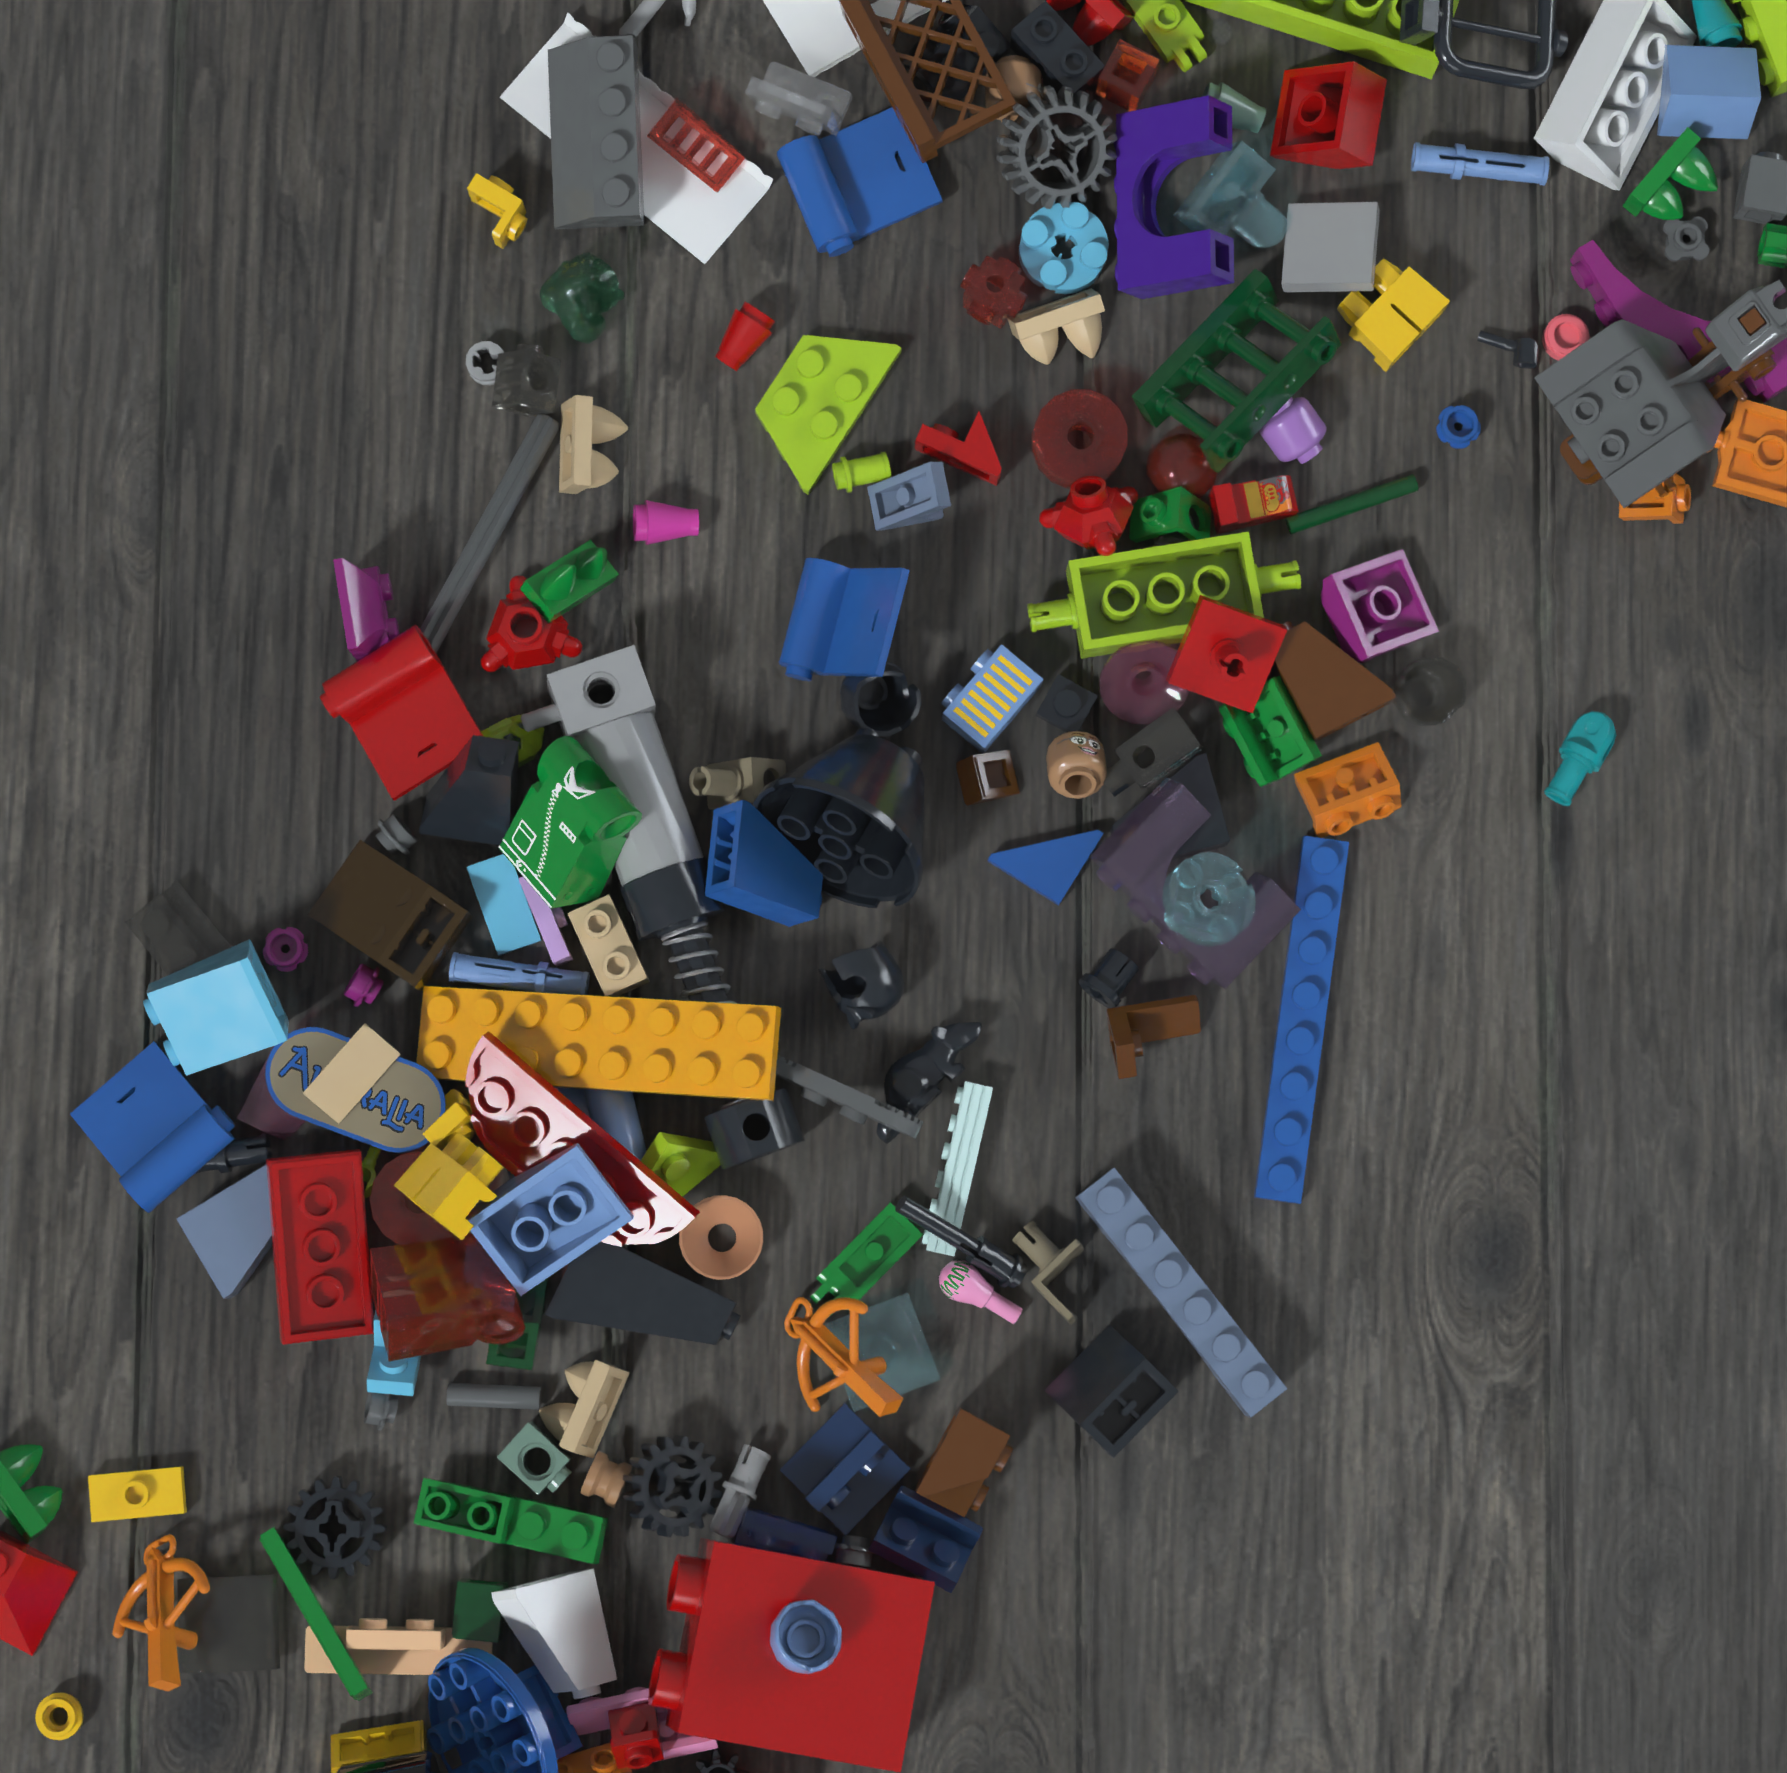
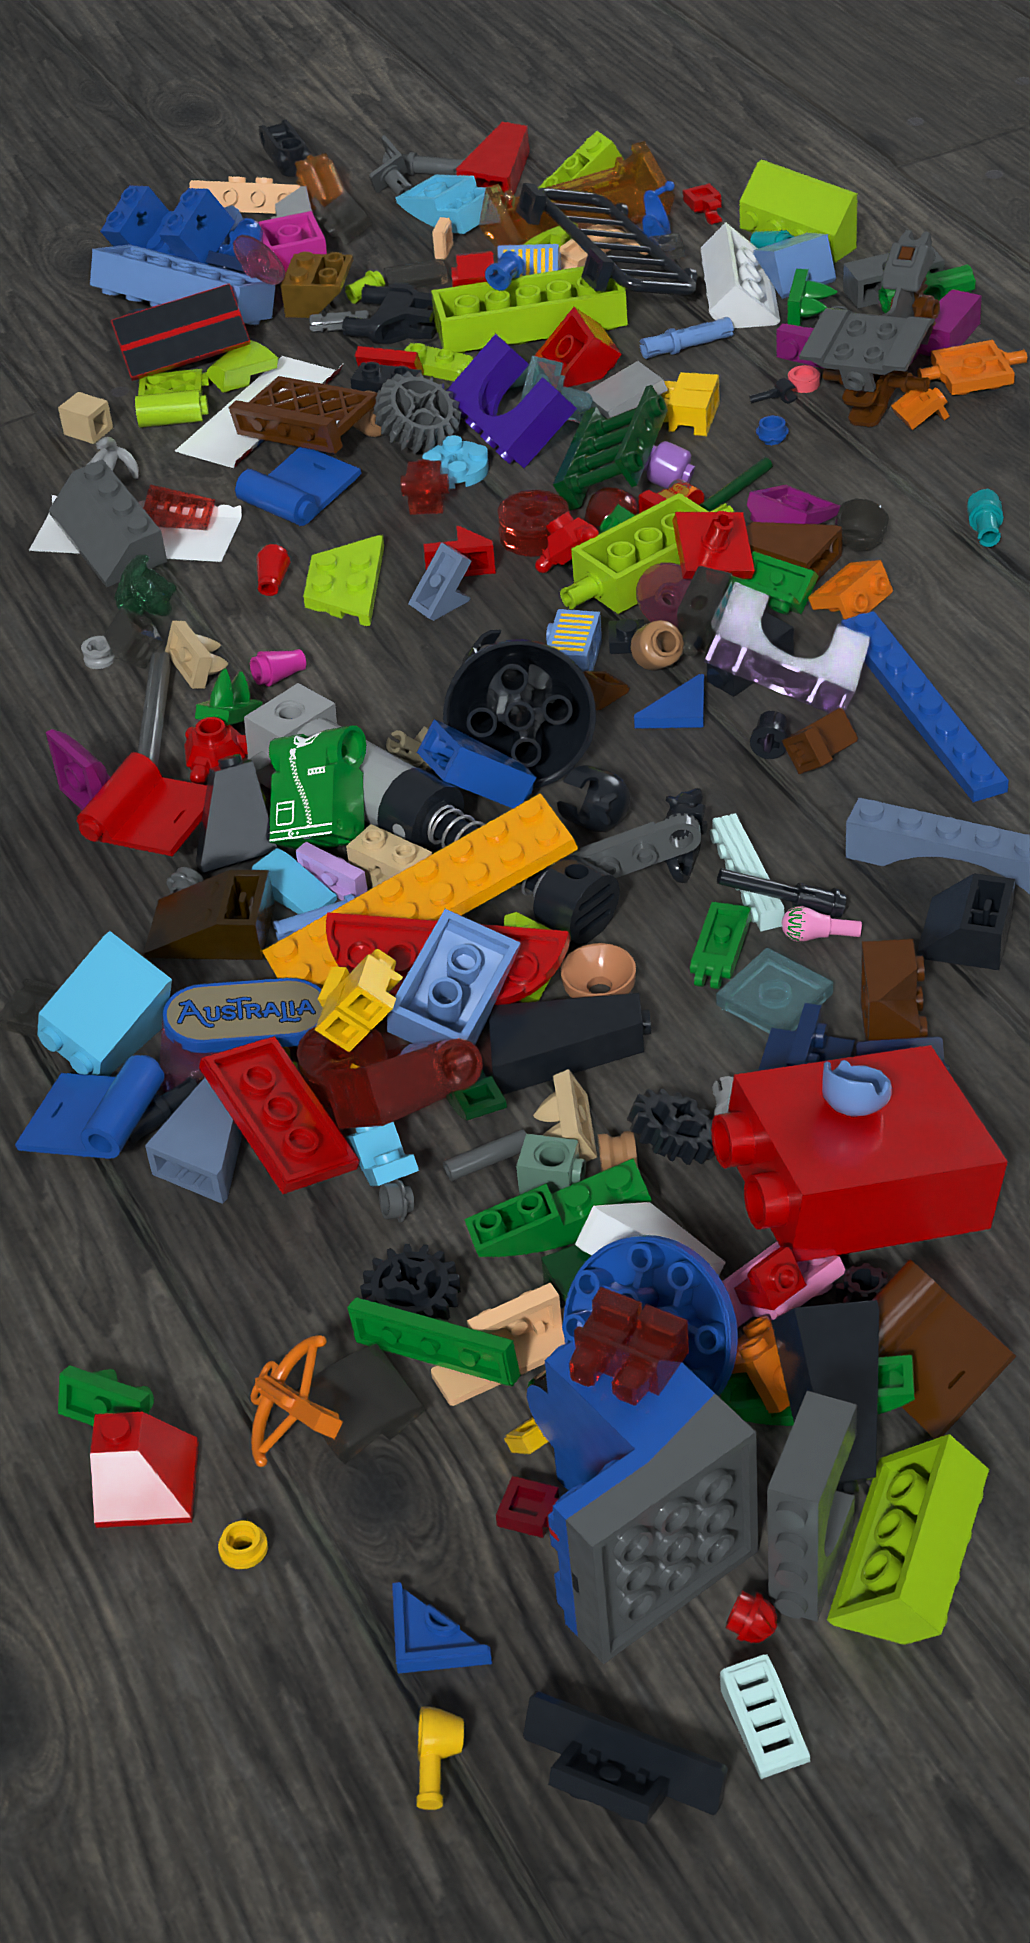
camera: 20 degrees left, 40 degrees down
(137, 1494) = (219, 1357): yellow plate -> none
(351, 1073) = (235, 992): tan slope -> none
(364, 985) = (214, 969): magenta plate -> none
(497, 198) = (58, 580): yellow bracket -> none
(801, 97) = (227, 462): clear bracket -> none
(842, 620) = (435, 651): blue door -> none
(845, 1362) = (713, 994): orange piece -> none
(860, 471) = (392, 596): lime pin -> none
(1050, 1261) = (863, 884): dark tan bracket -> none
(1076, 314) = (469, 486): tan tile -> none
(1127, 76) = (440, 366): clear red brick -> none
(1187, 913) = (799, 633): clear light blue plate -> none

